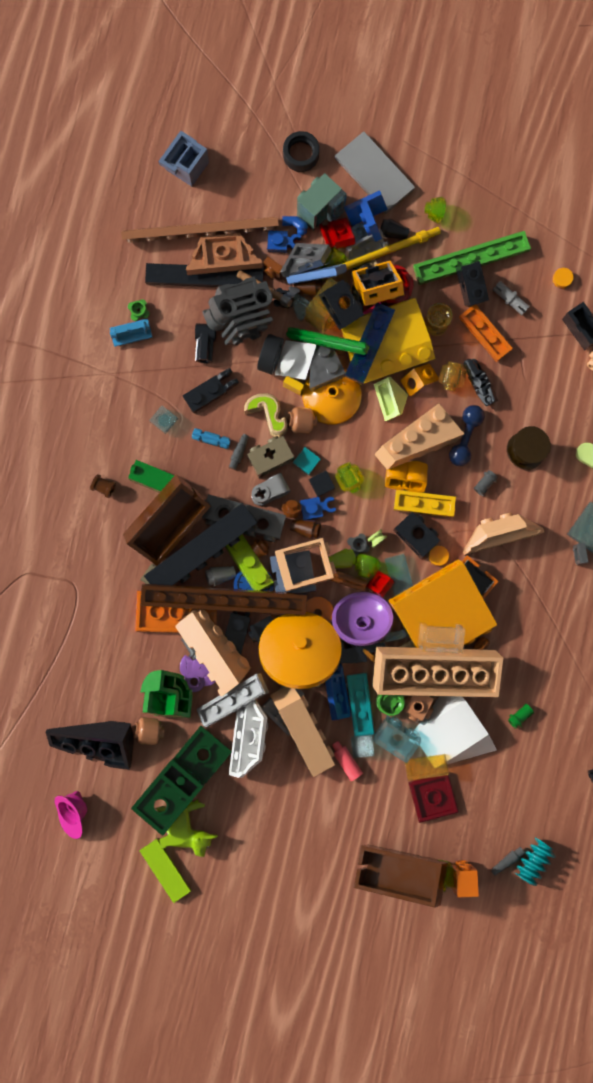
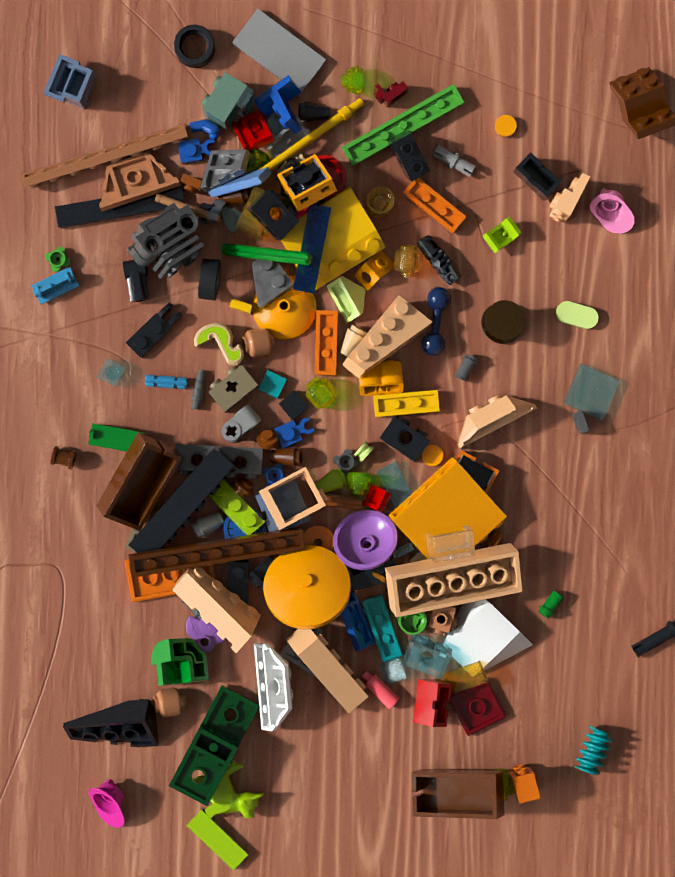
camera: 10 degrees left, 5 degrees up
(233, 700) = (252, 651): light grey tile -> none
(290, 538) = (268, 472): none -> blue plate
(295, 359) = (237, 278): white sticker -> none
(363, 434) = (326, 342): none -> orange plate
(387, 433) = (352, 338): none -> tan cone
(392, 784) = (431, 703): none -> brick
(467, 229) = (394, 93): none -> dark red bracket
(508, 860) = (566, 755): dark grey animal -> none
(542, 371) = (502, 234): none -> lime bracket

